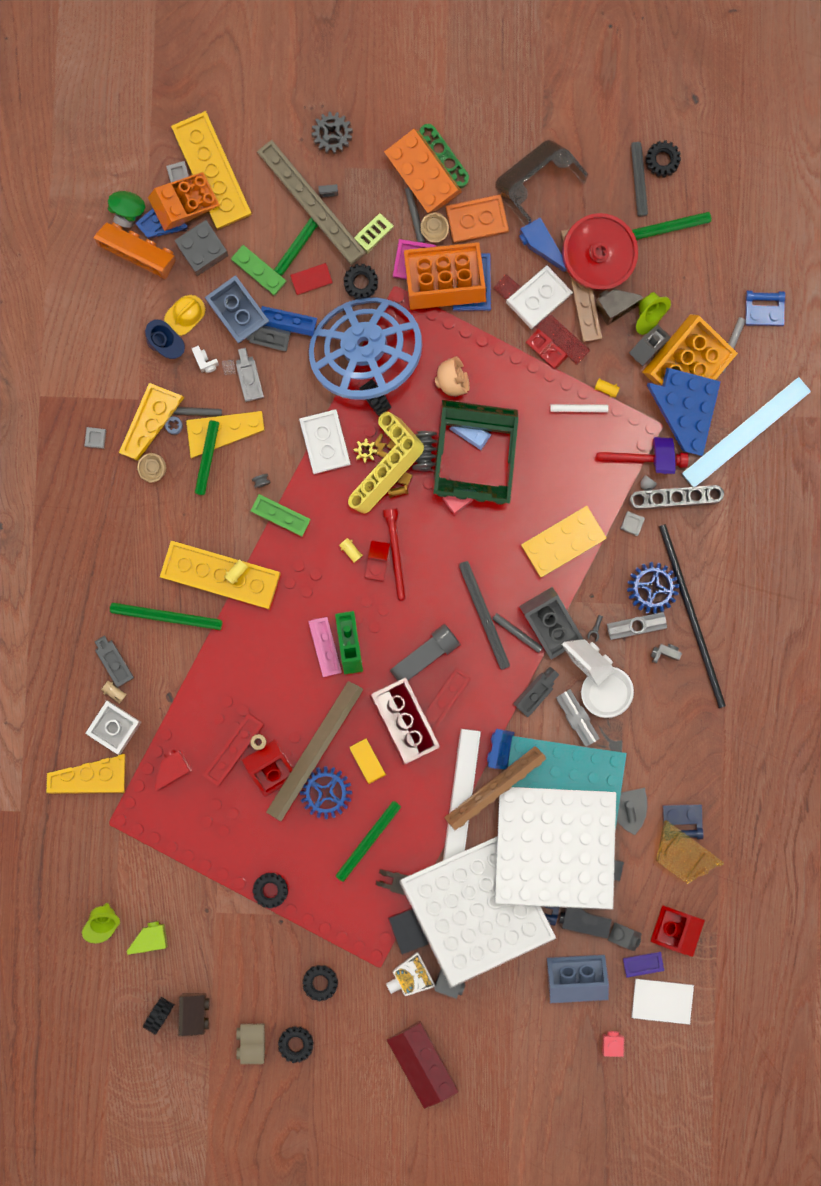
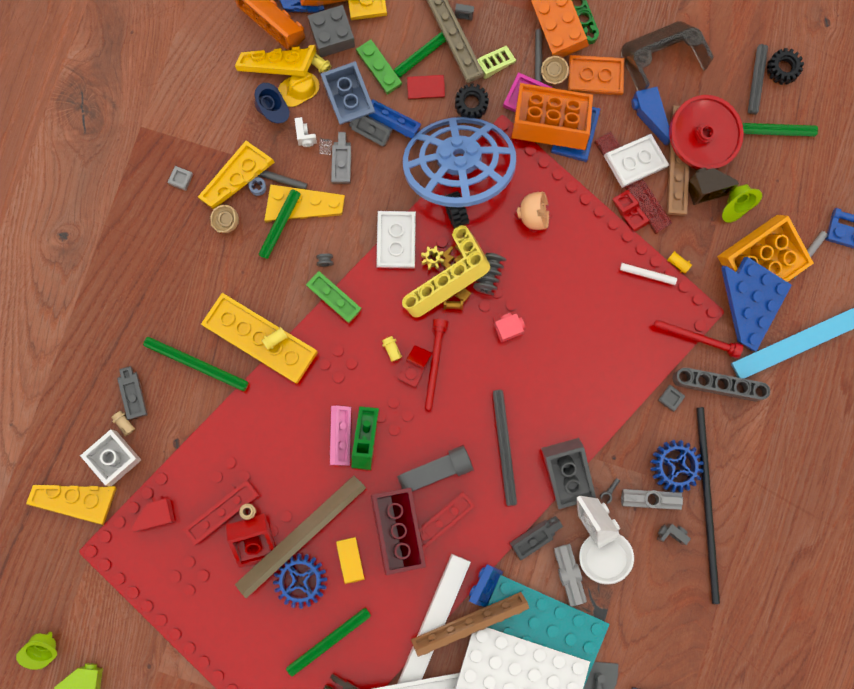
camera: 10 degrees right, 5 degrees down
(161, 294) = (288, 62): none -> yellow wing
(198, 283) = (321, 64): none -> light yellow pin
(258, 890) = (207, 674): black tyre -> none
(475, 437) = (537, 268): light blue tile -> none
(480, 418) = (549, 257): dark green window -> none
(516, 632) = (532, 473): dark grey bar -> none
(563, 541) = (600, 397): yellow plate -> none
(647, 483) = (696, 363): light grey hinge -> none
(649, 345) = (730, 233): dark grey slope -> none
(664, 455) = (721, 340): dark purple slope -> none

